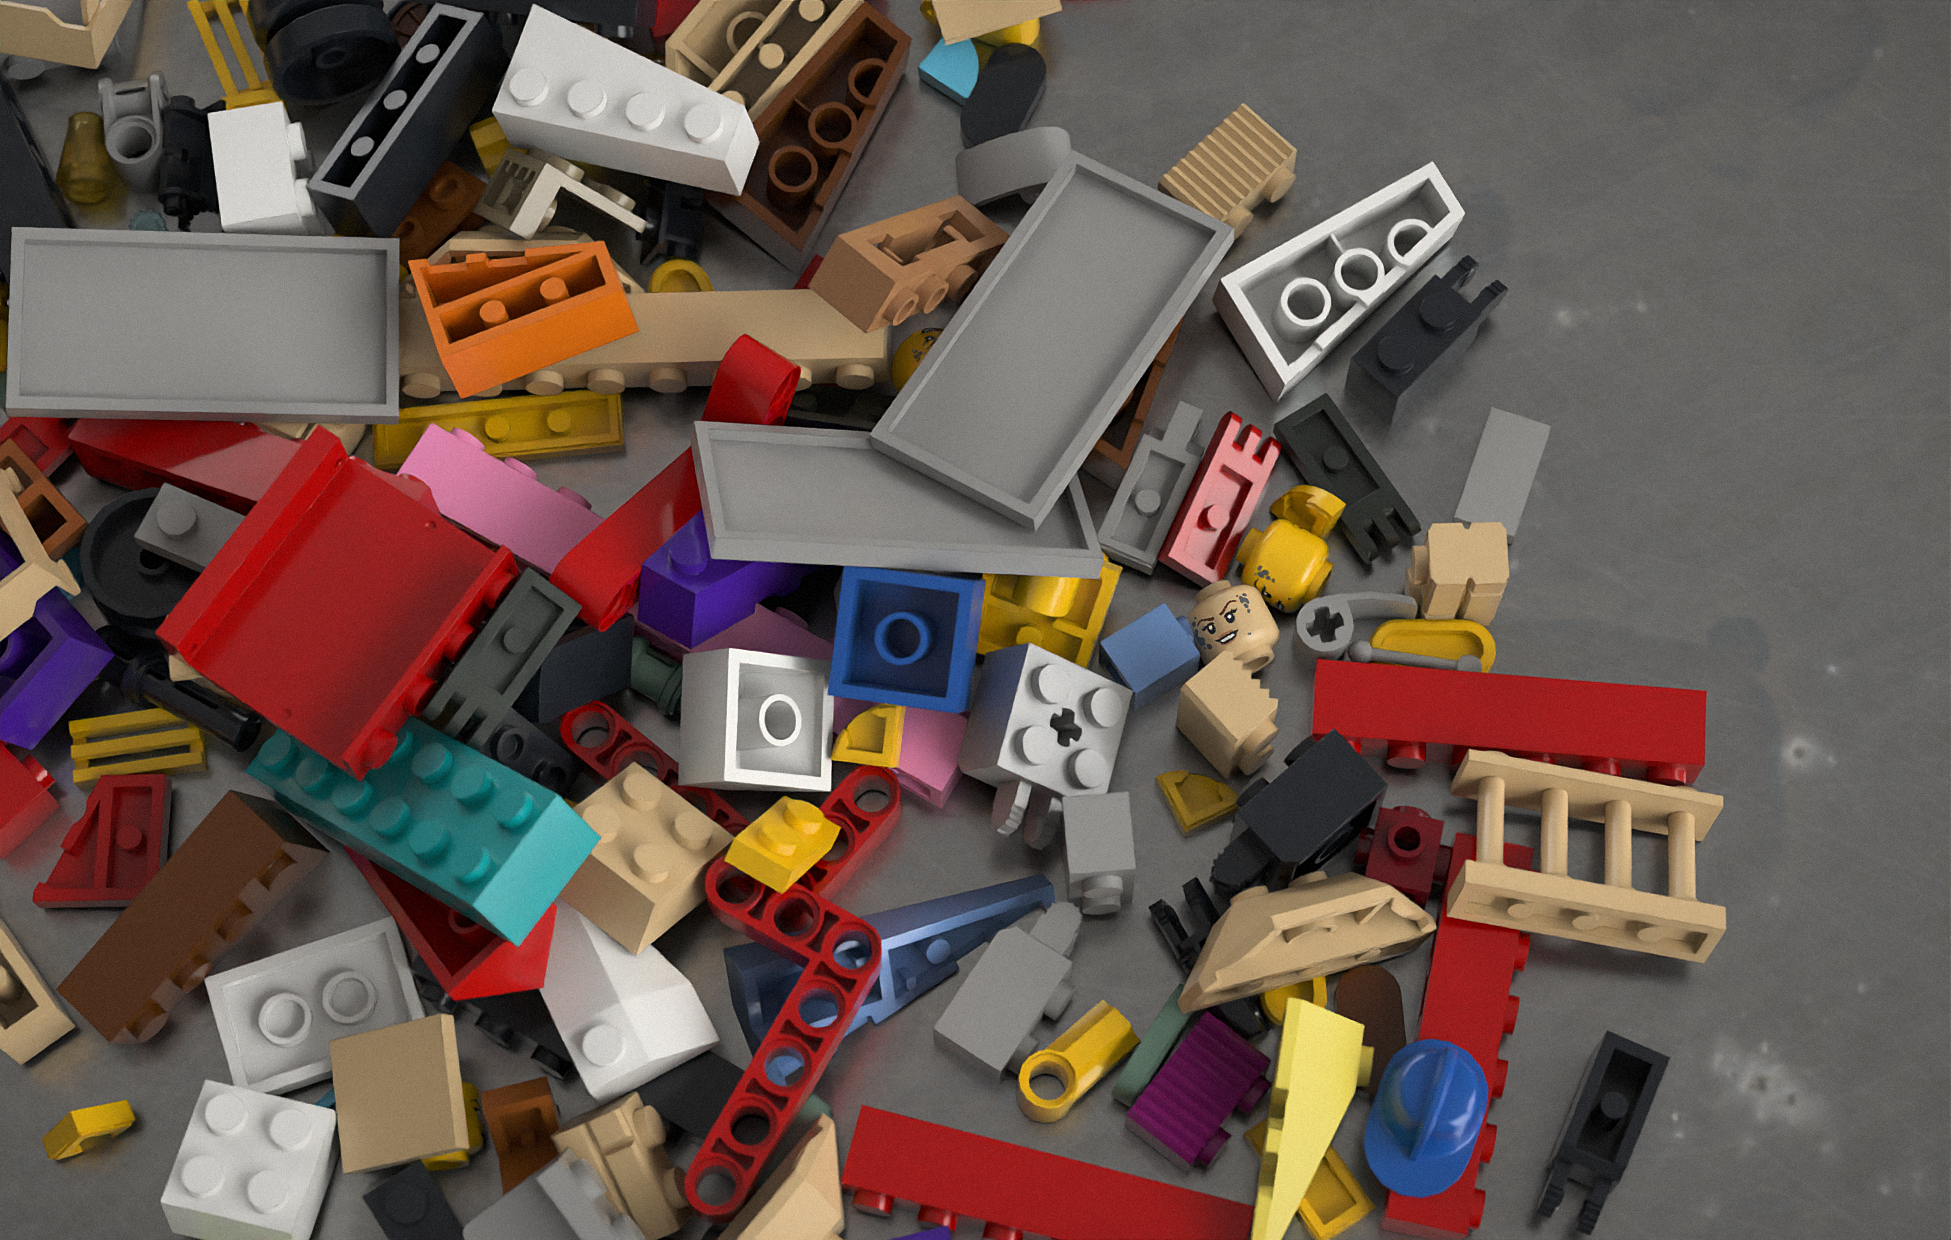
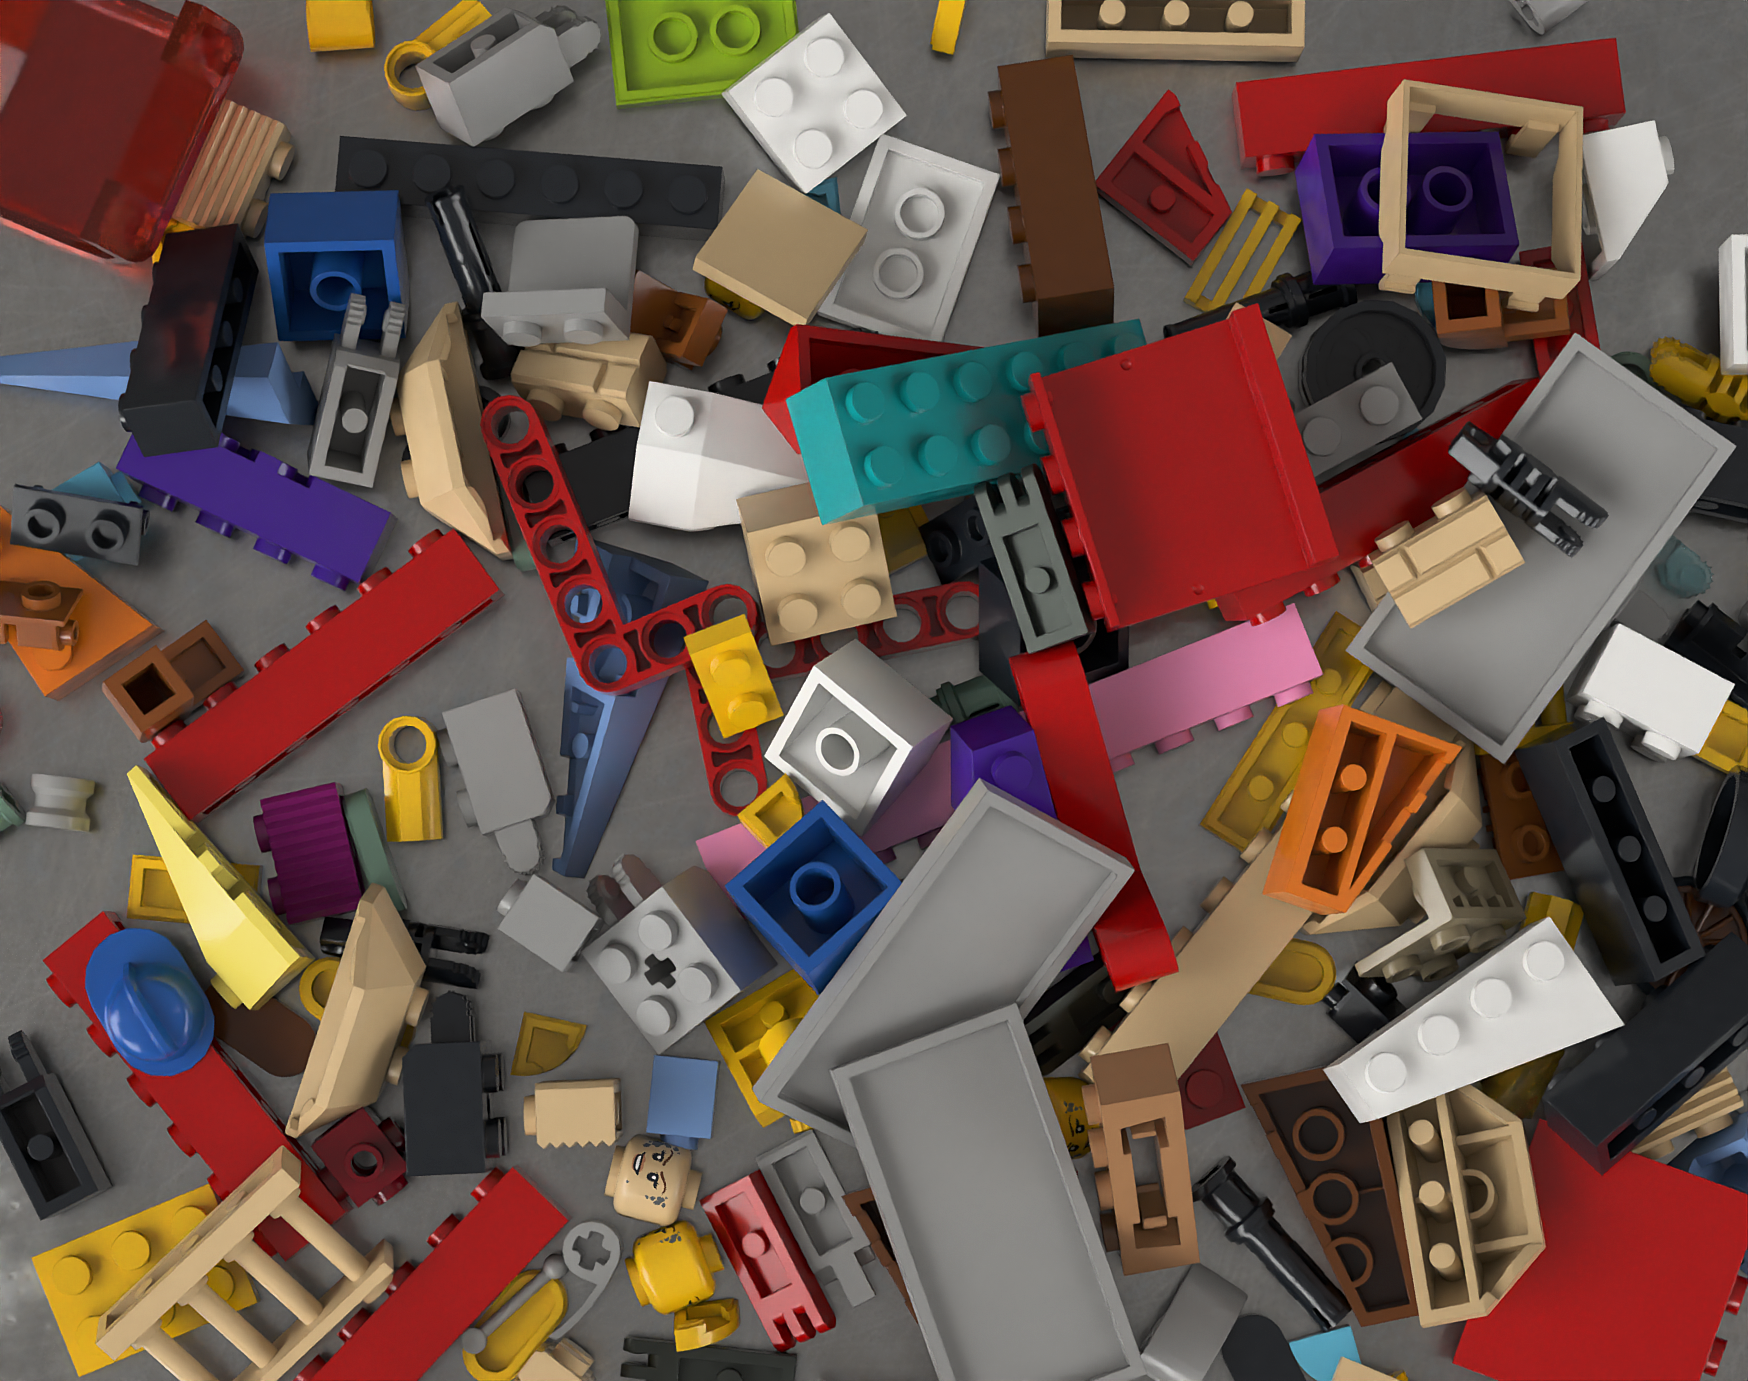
camera: 130 degrees right, 15 degrees up
(160, 358) = (1525, 486): none -> black hinge
(263, 378) = (1444, 556): none -> tan brick
(899, 184) = (1252, 1223): none -> black pin
(1652, 995) = (100, 1267): none -> yellow plate

